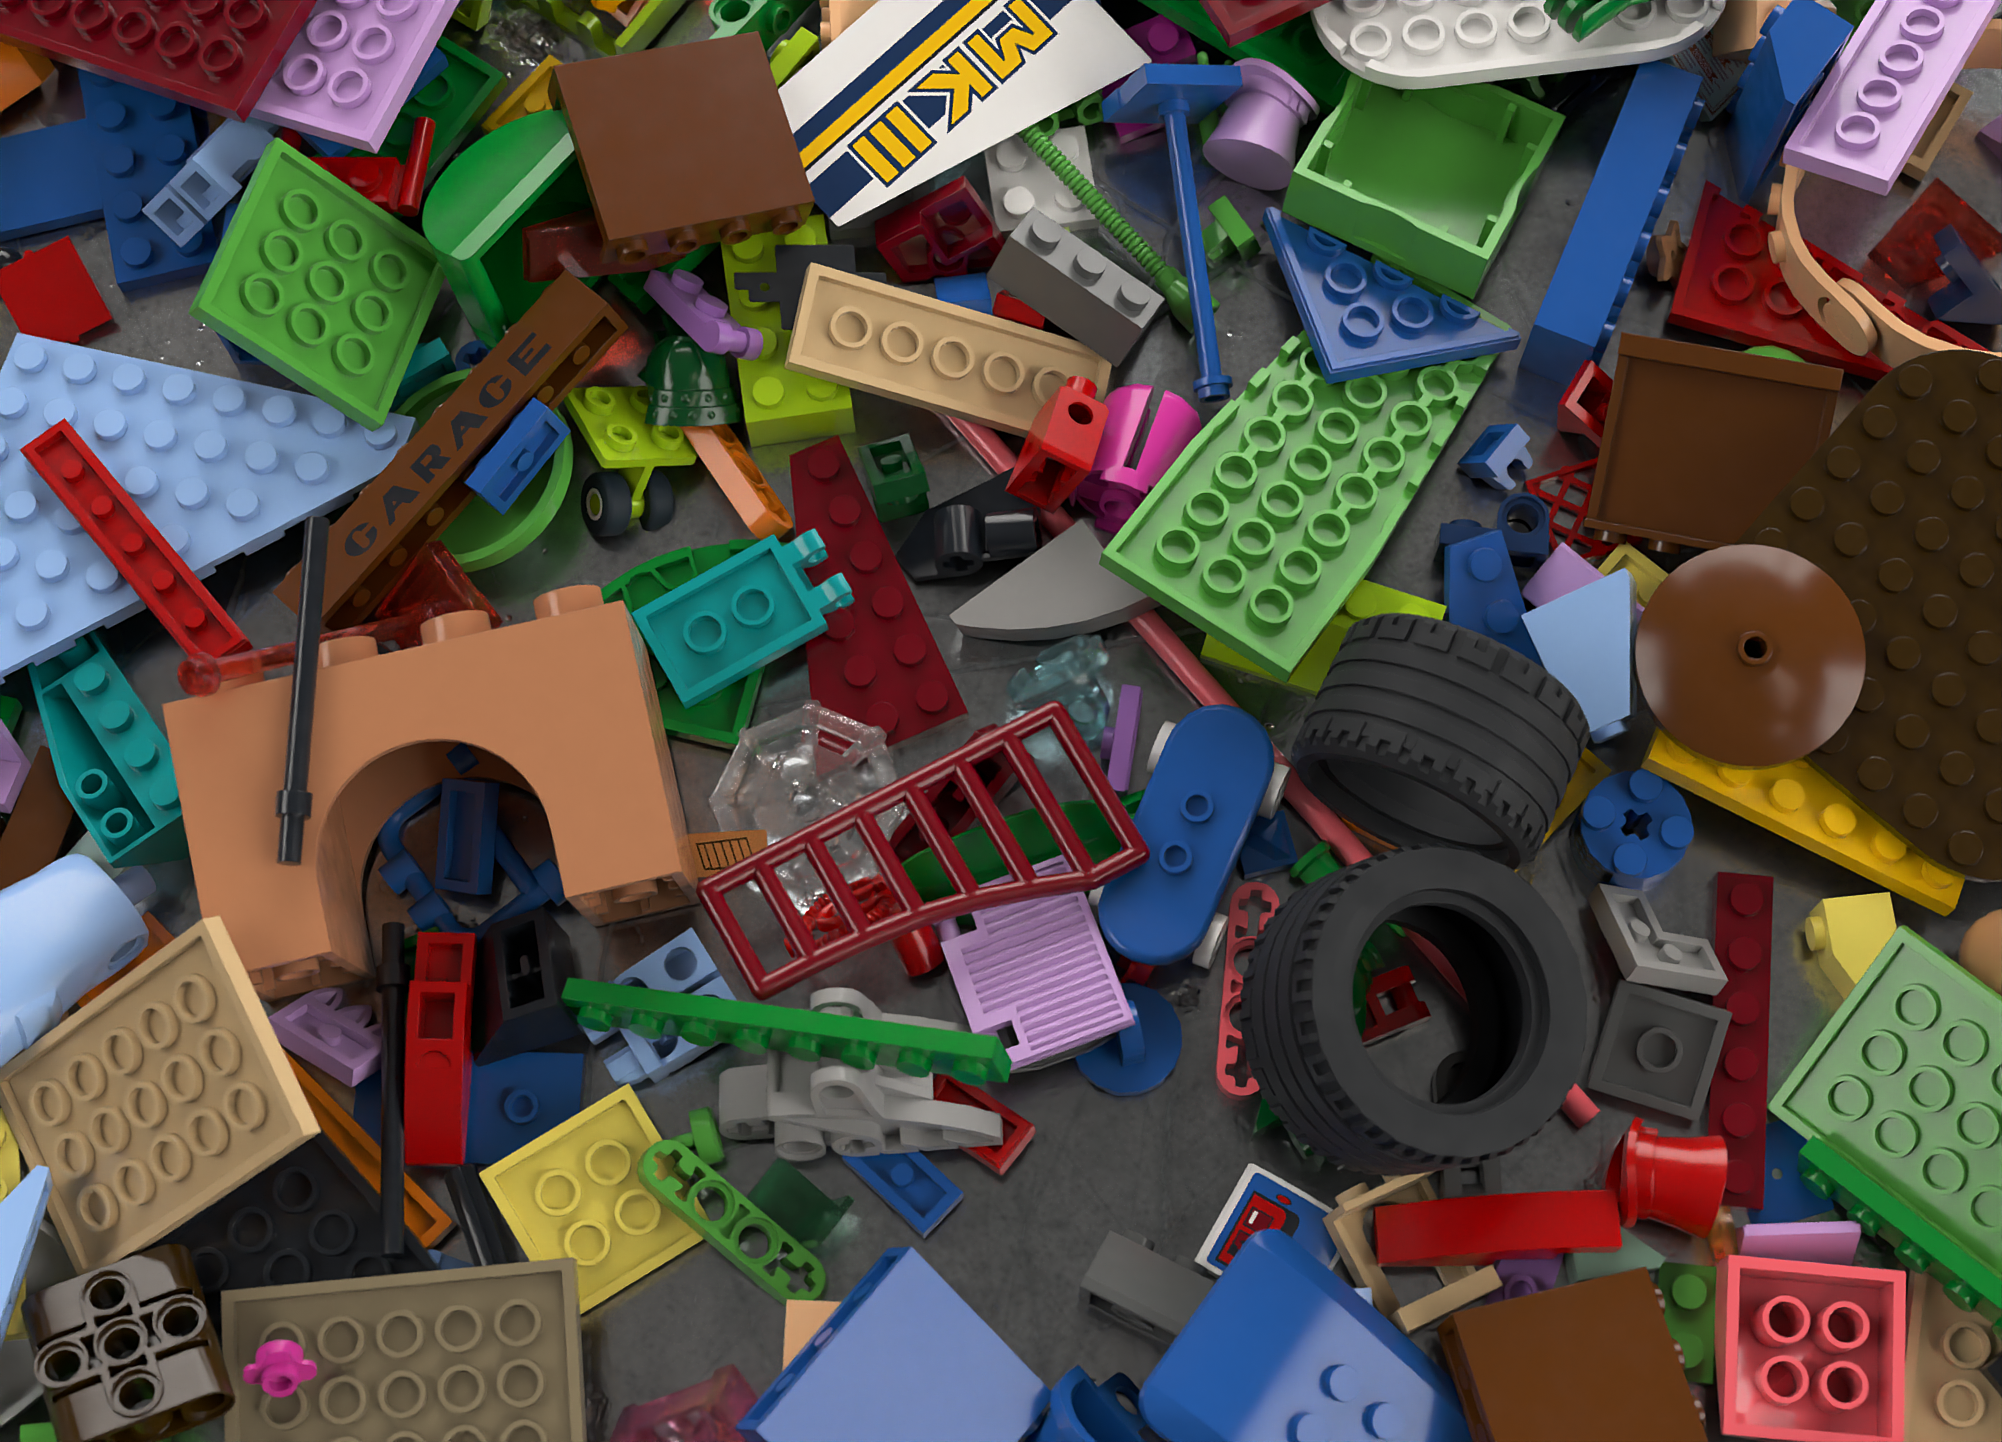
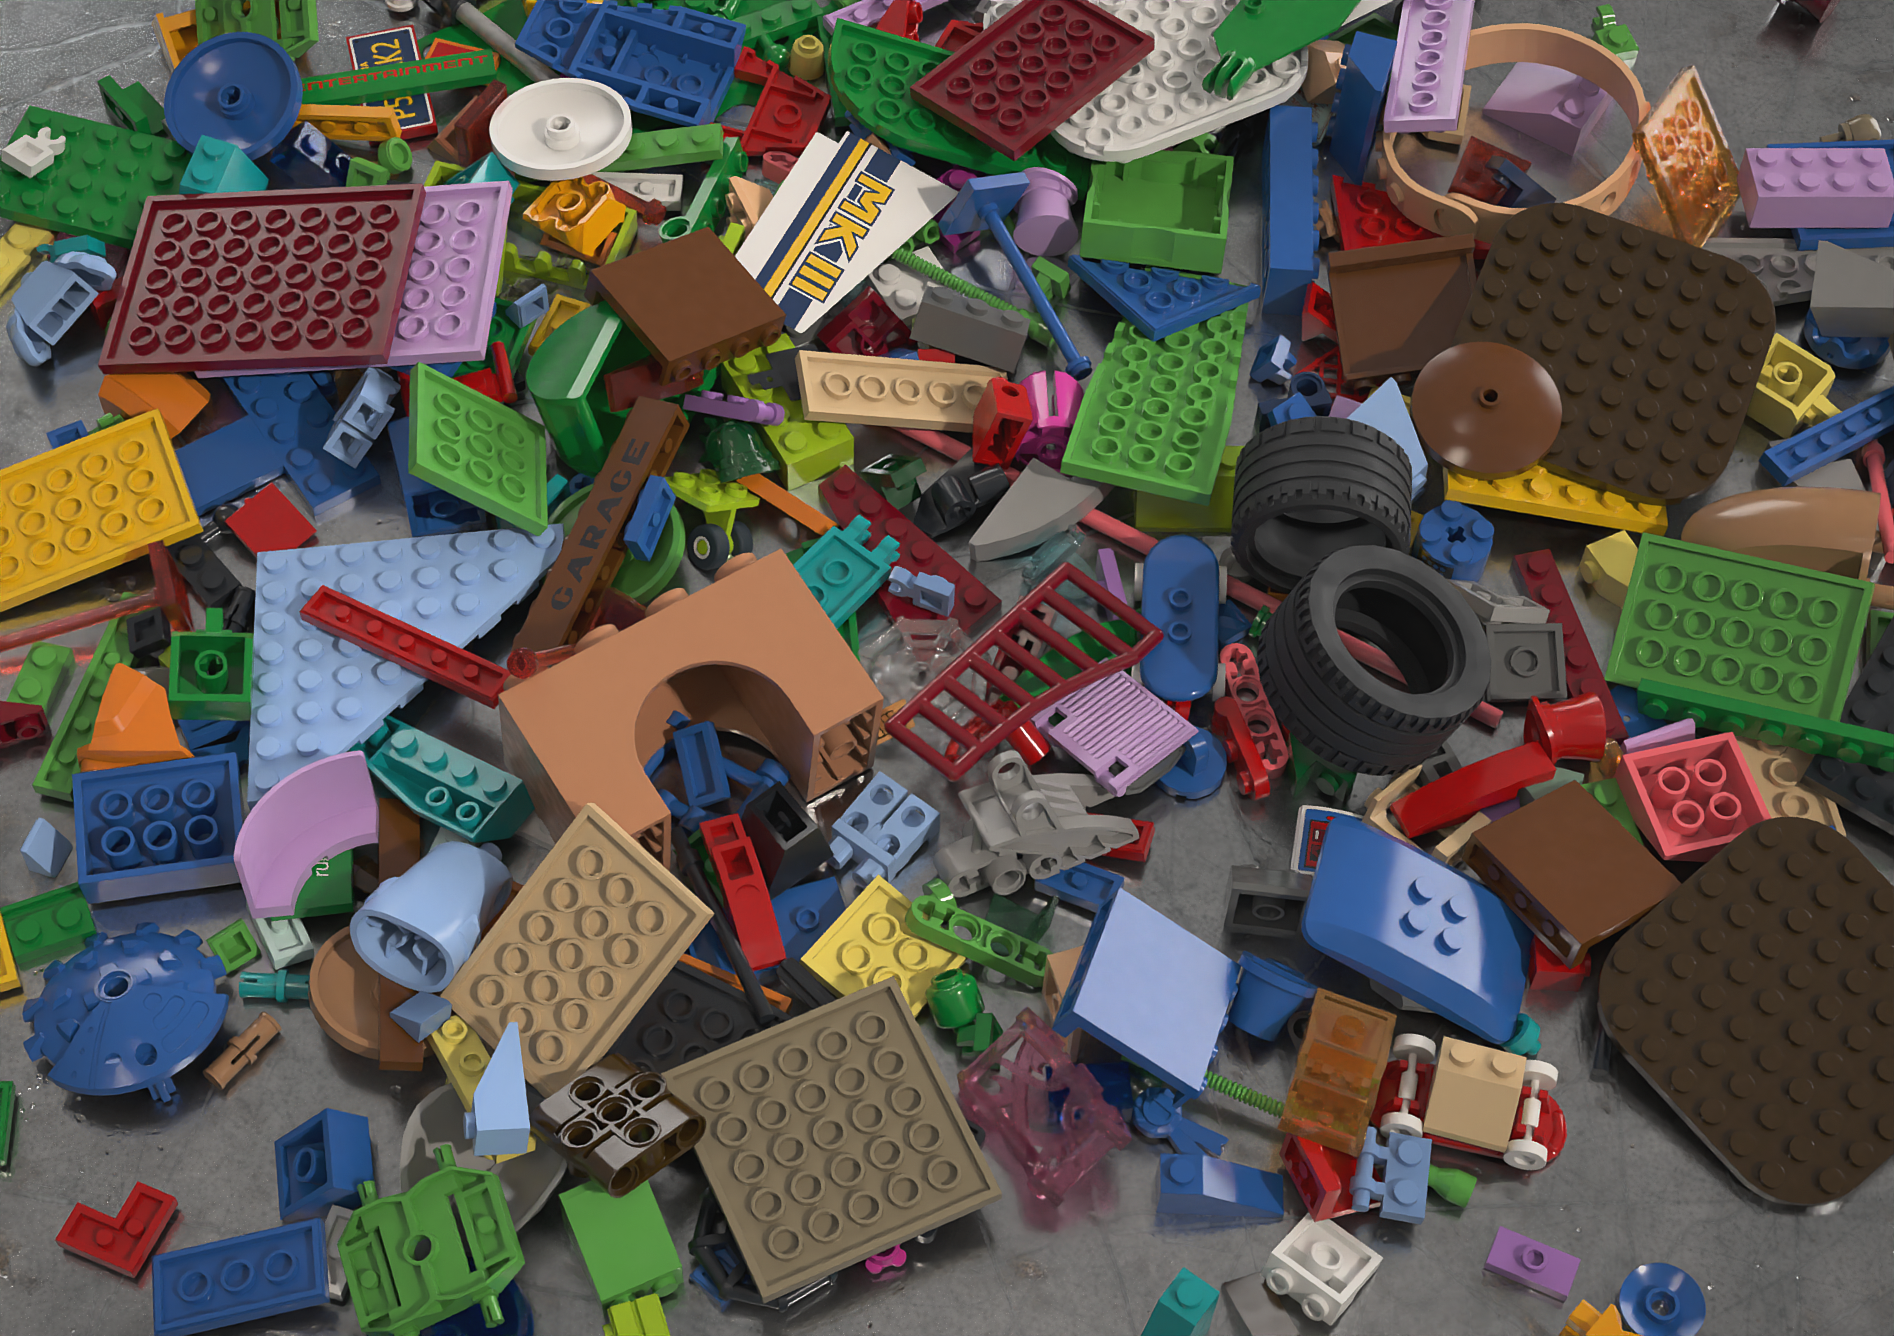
camera: 25 degrees left, 15 degrees down
(279, 1368) = (720, 1093): dark pink plate -> none
(294, 802) = (613, 722): black bar -> none
(488, 76) = (529, 307): none -> medium blue slope
(663, 1298) = (954, 999): none -> green head
(681, 1365) = (980, 1036): none -> green tile
(801, 1033) = (979, 789): green plate -> none
(868, 678) = (927, 591): none -> medium blue plate
(1201, 1049) = (1240, 748): none -> red plate

